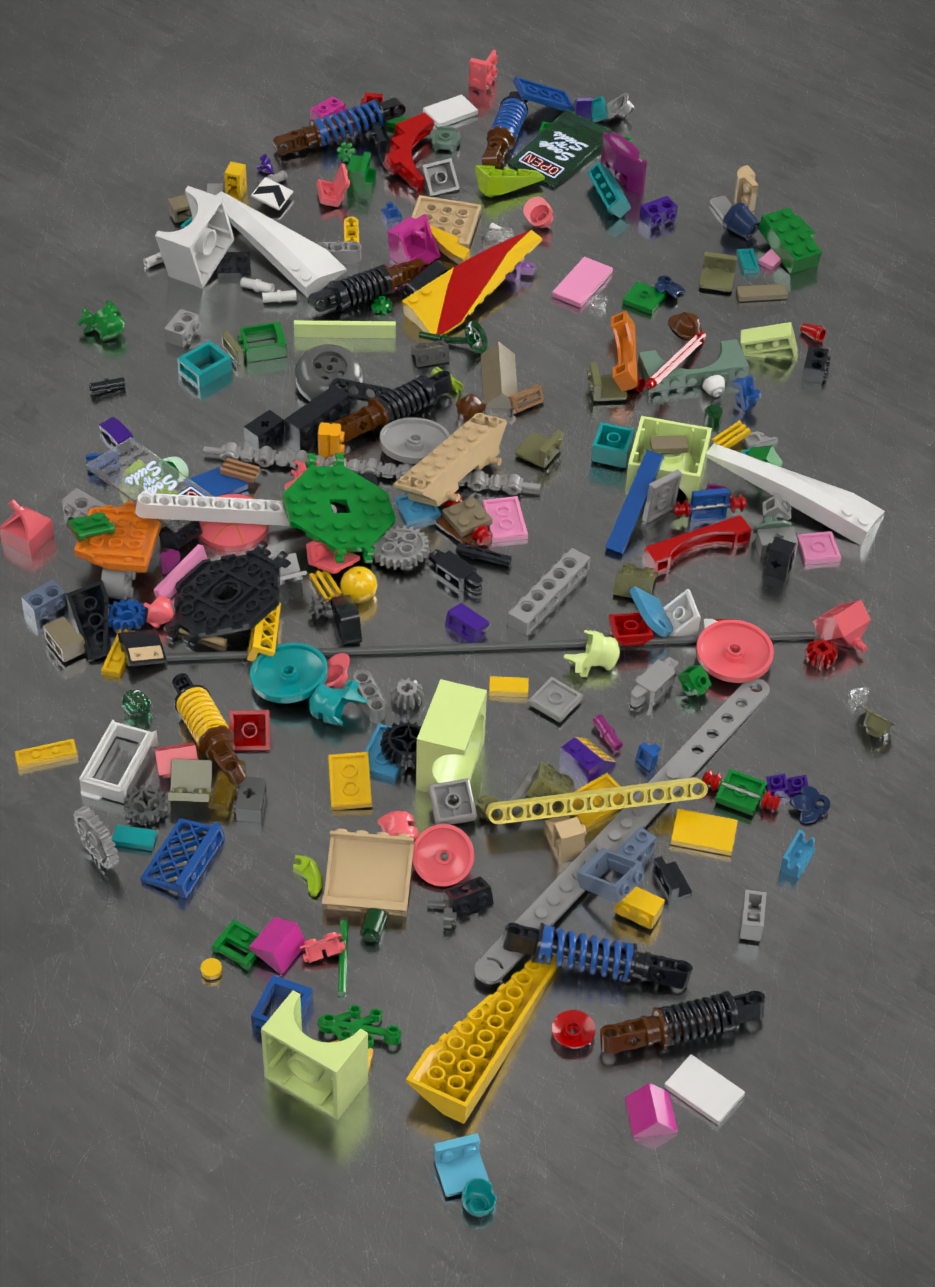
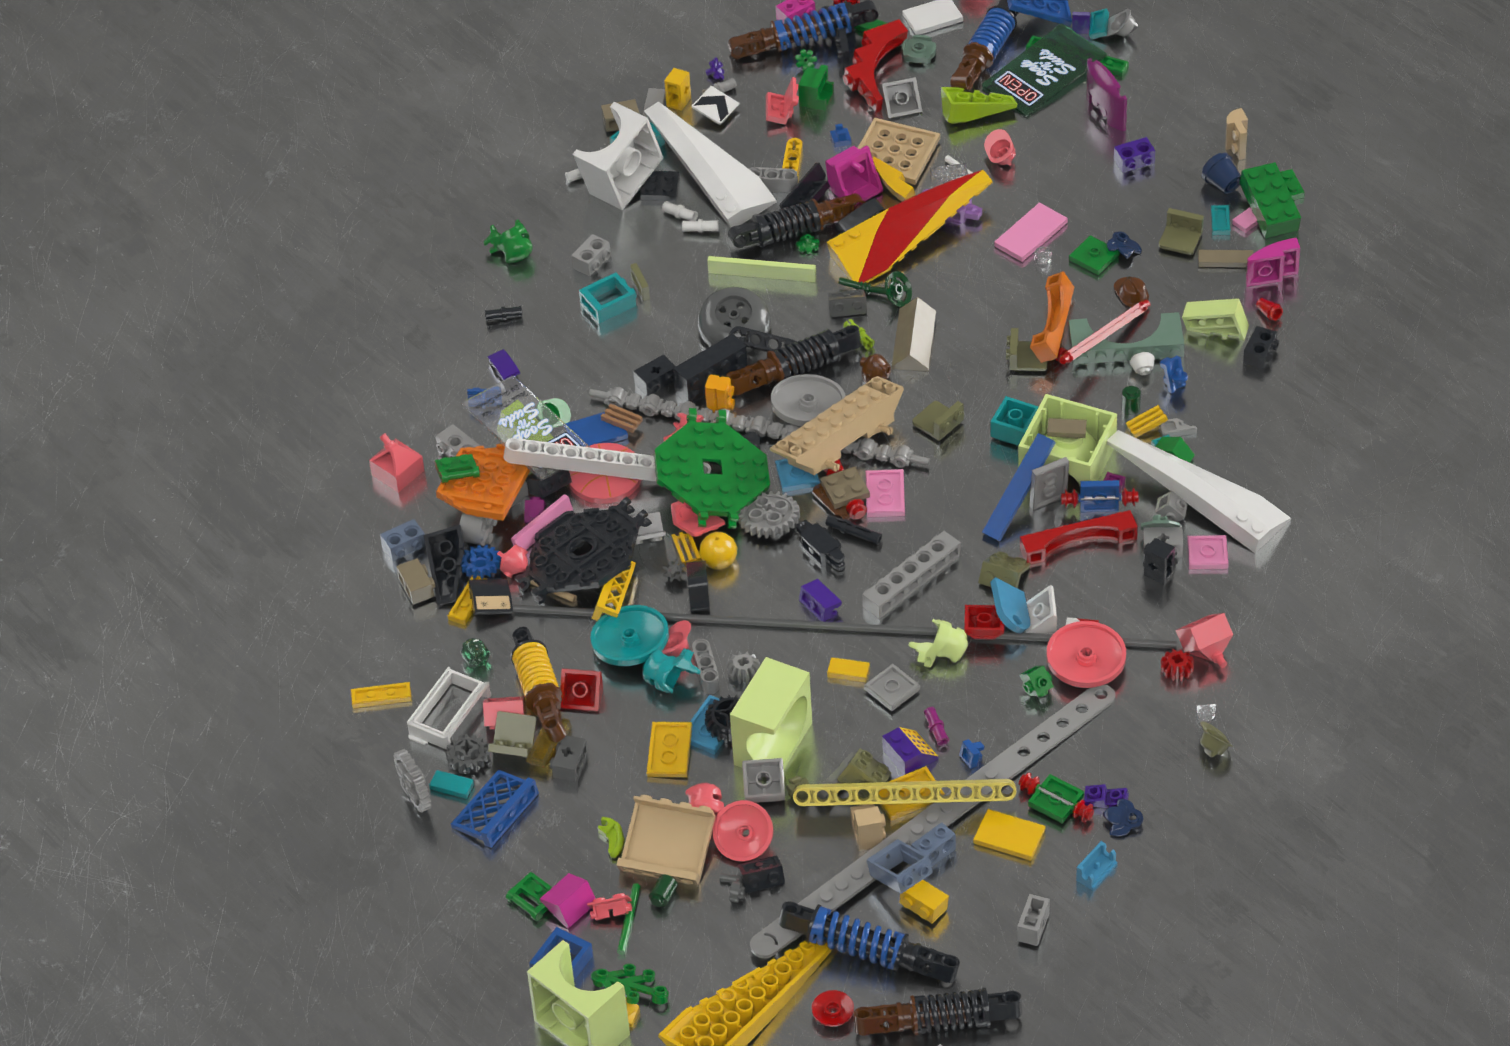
camera: 15 degrees right, 0 degrees up
(211, 969) = (502, 916): yellow piece -> none
(262, 332) = (672, 266): green window -> none
(372, 256) = (808, 188): none -> black bracket
(514, 403) = (924, 373): medium nougat tile -> none
(609, 190) = (1084, 125): teal brick -> none
(653, 682) = (996, 678): light grey hinge -> none
(671, 879) = (964, 877): black panel -> none
(721, 205) = (1207, 149): light grey tile -> none
(809, 291) = (1273, 262): none -> dark pink slope

